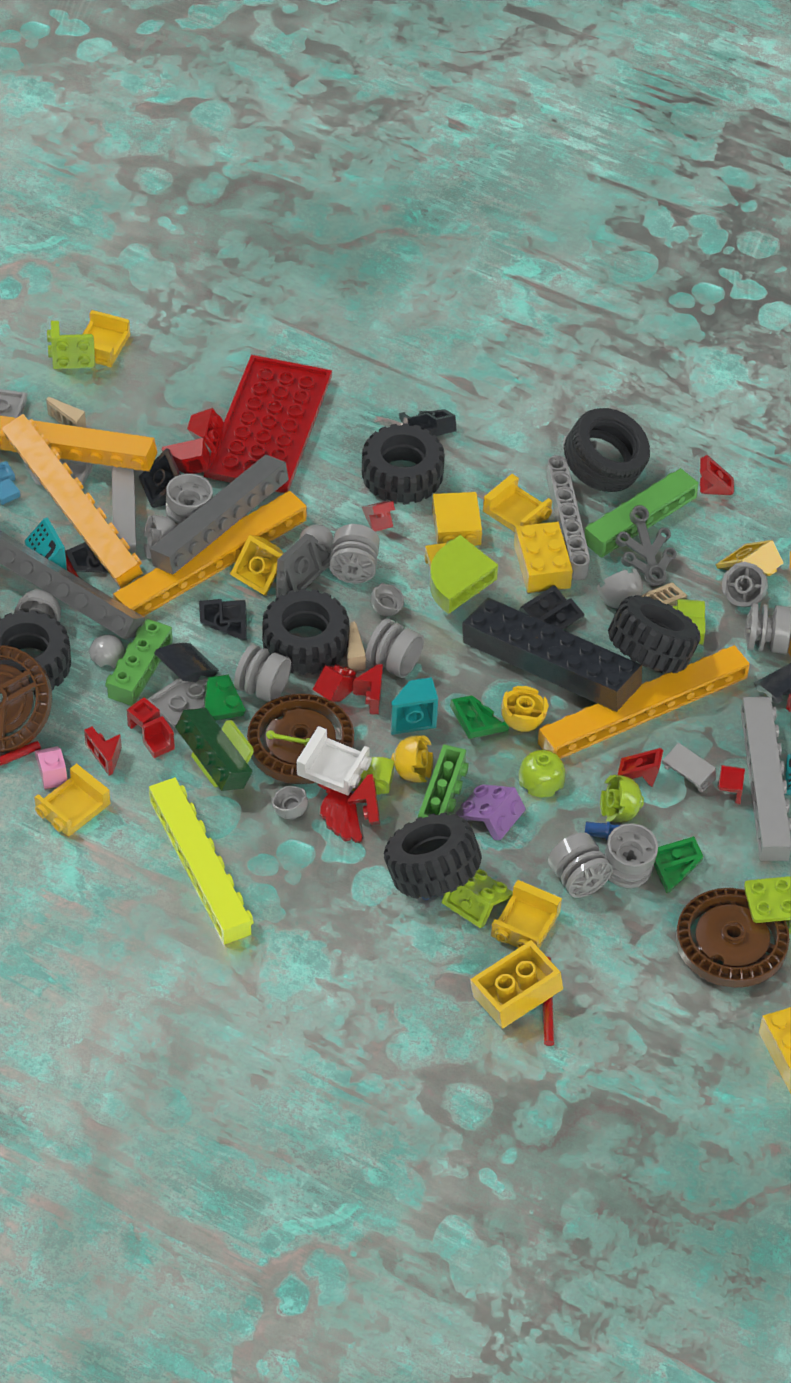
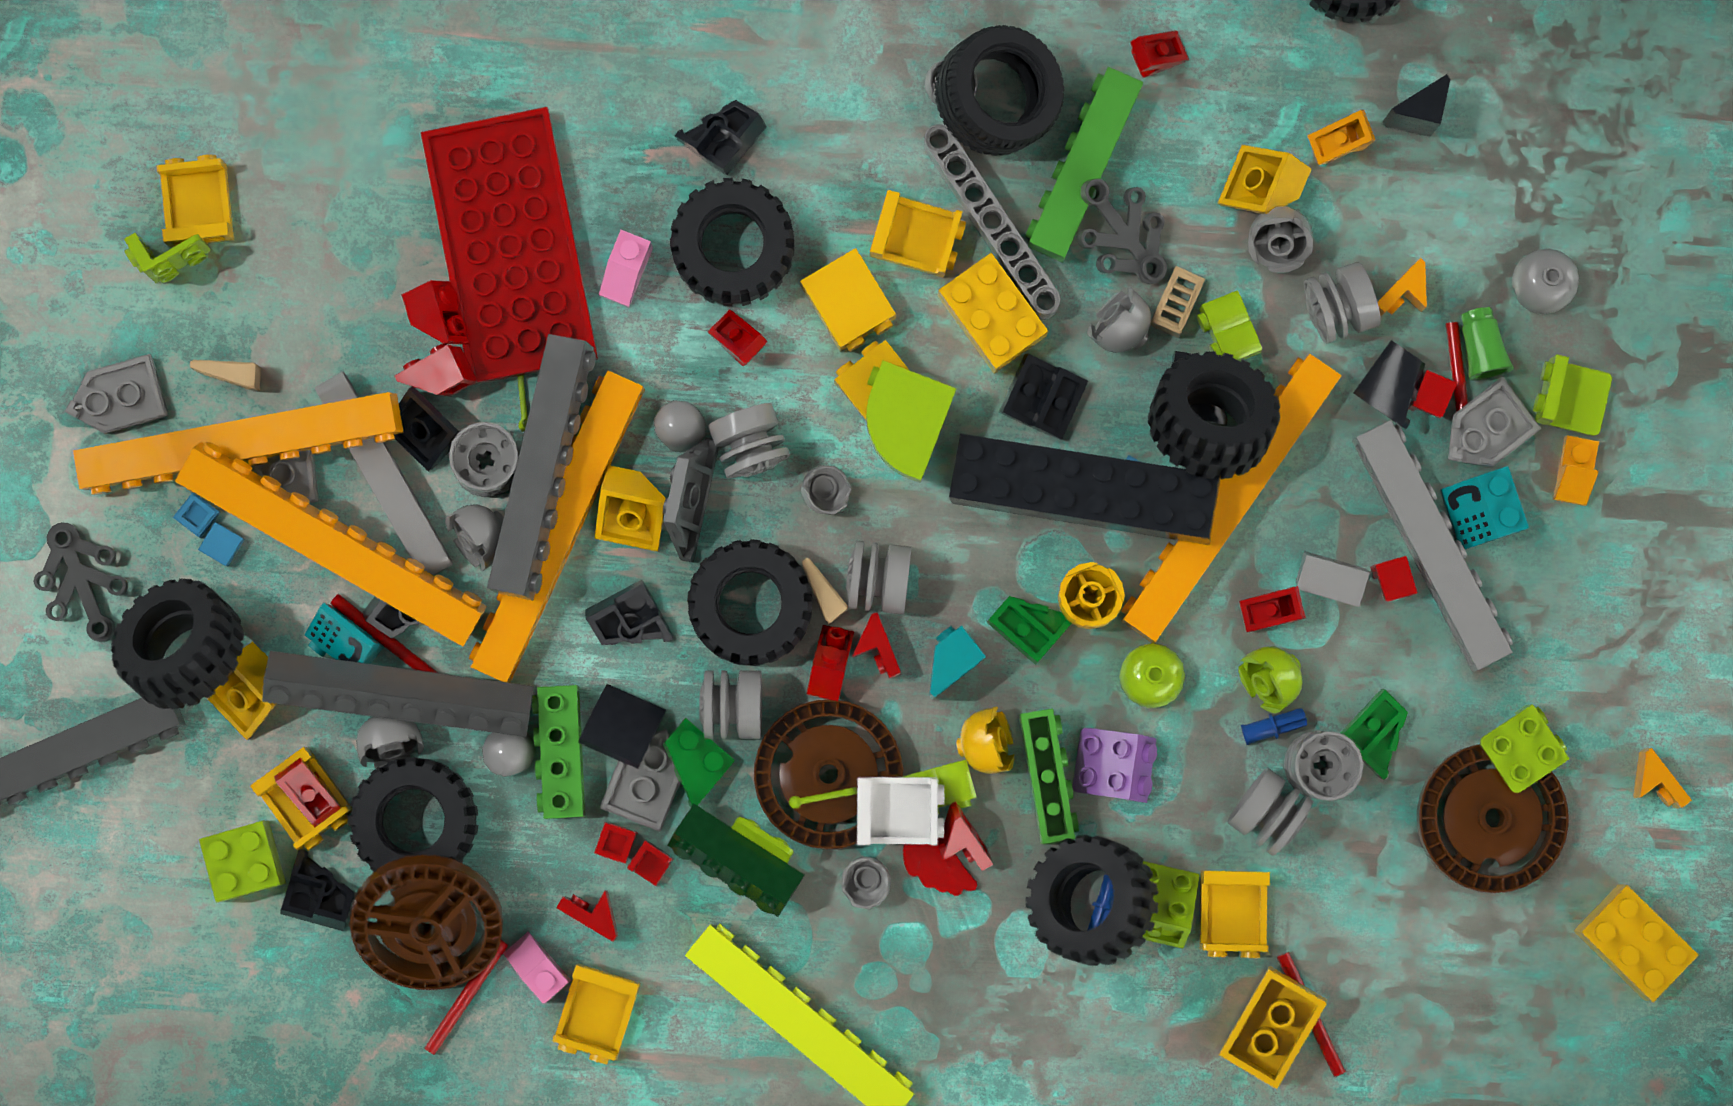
camera: 25 degrees left, 35 degrees up
(332, 455) = (625, 268): none -> bright pink slope

